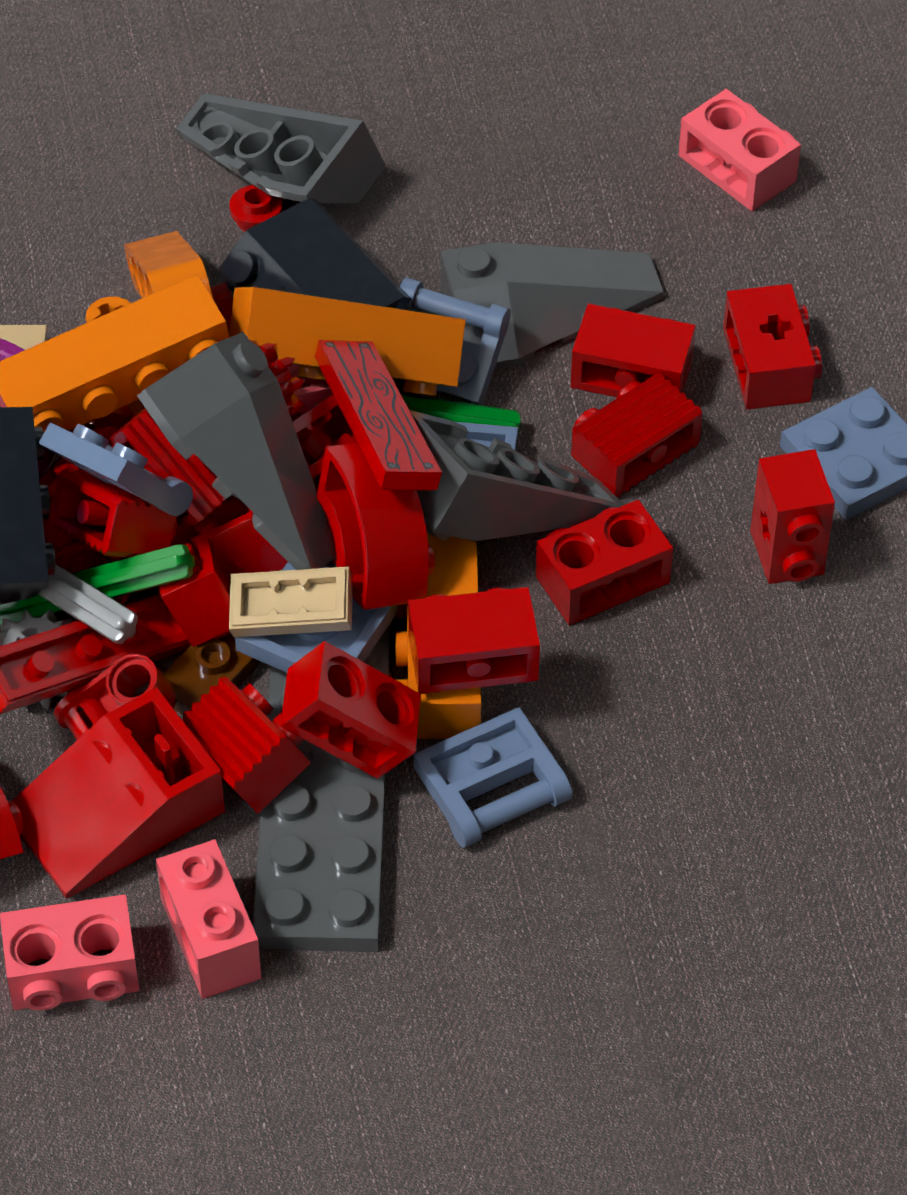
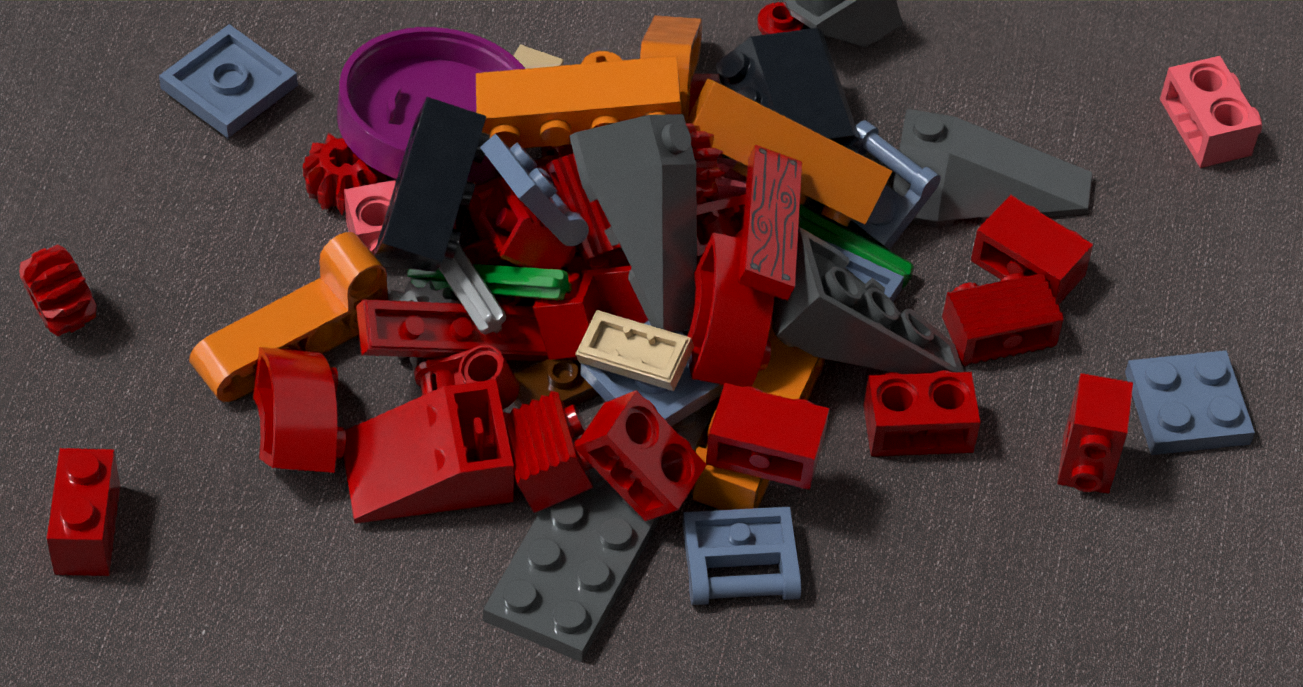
camera: 20 degrees right, 0 degrees up
(67, 938) = (335, 555): coral brick -> none
(209, 919) = (453, 582): coral brick -> none
(771, 346) = (1154, 285): red brick -> none

